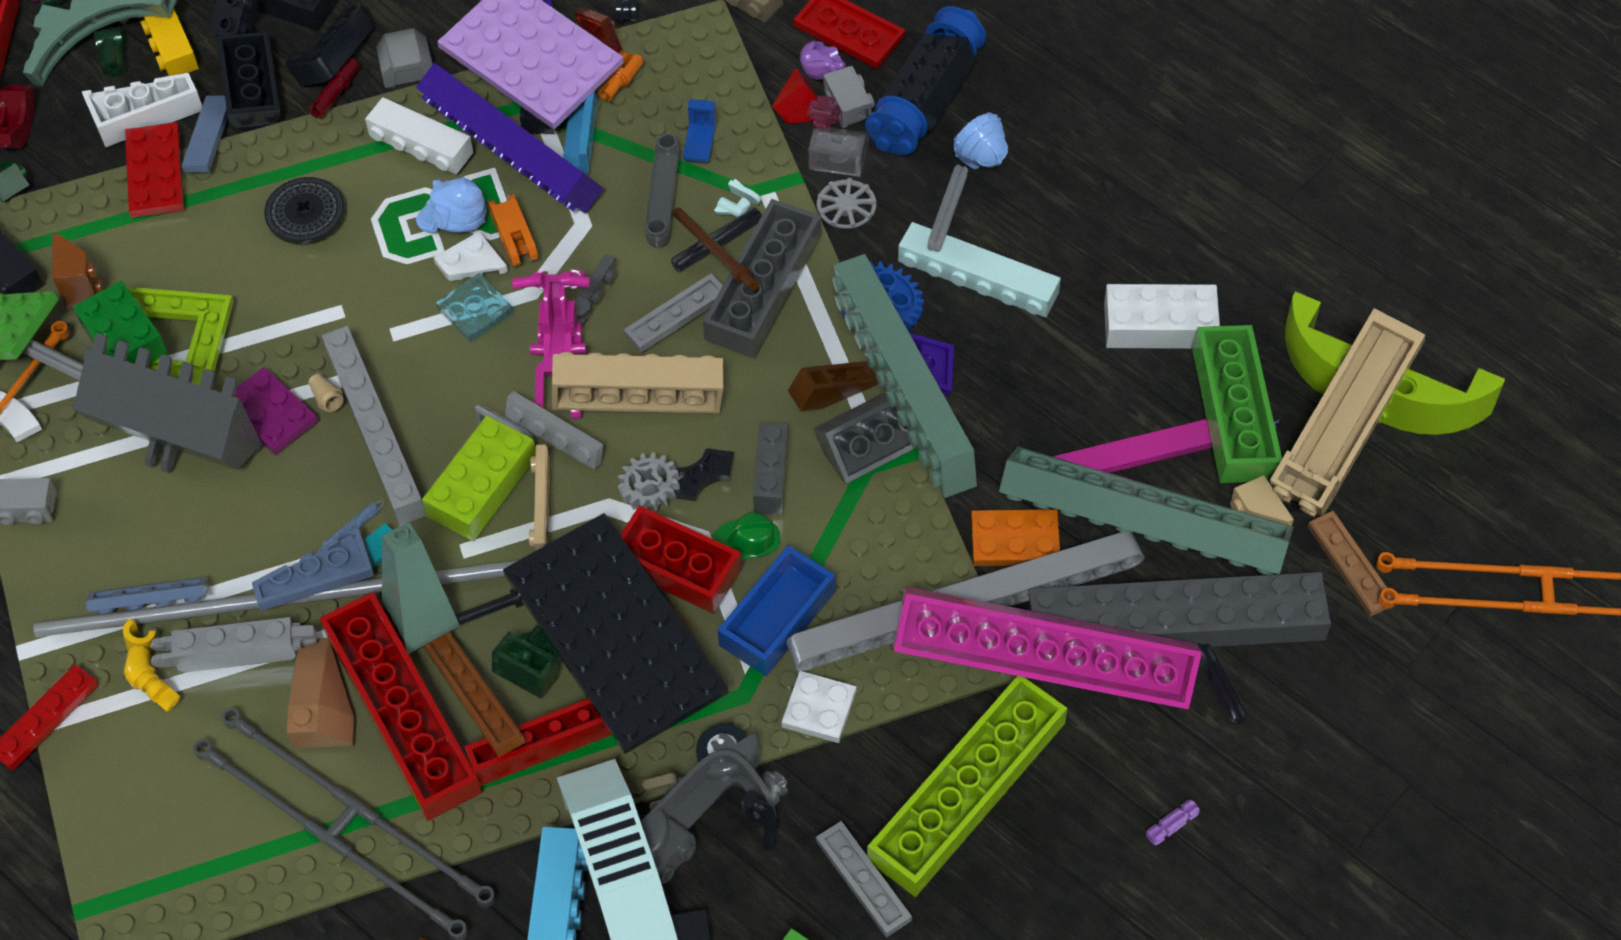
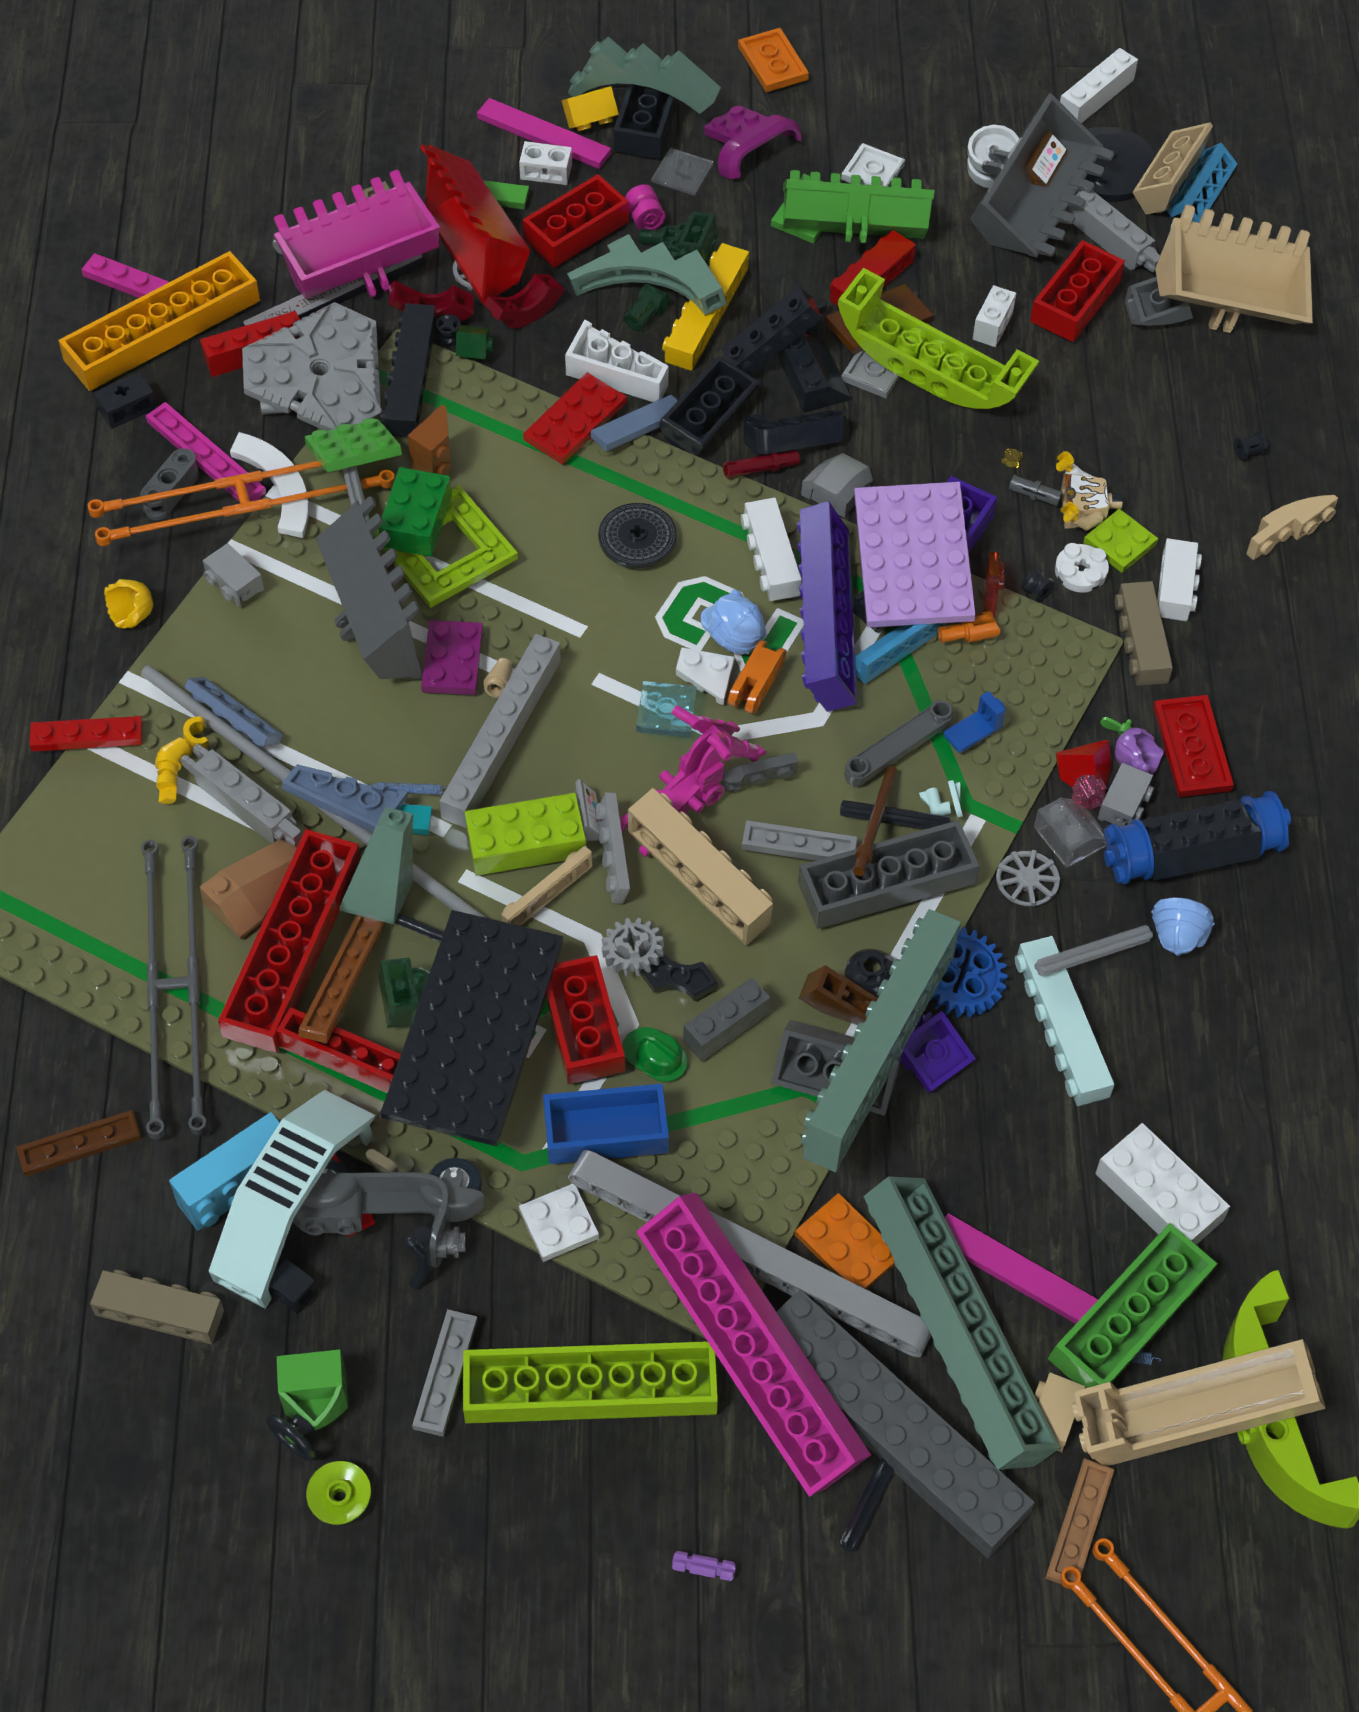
camera: 45 degrees right, 0 degrees up
(792, 56) = (1114, 725): none -> bright green piece
(811, 356) = (868, 980): none -> black piece

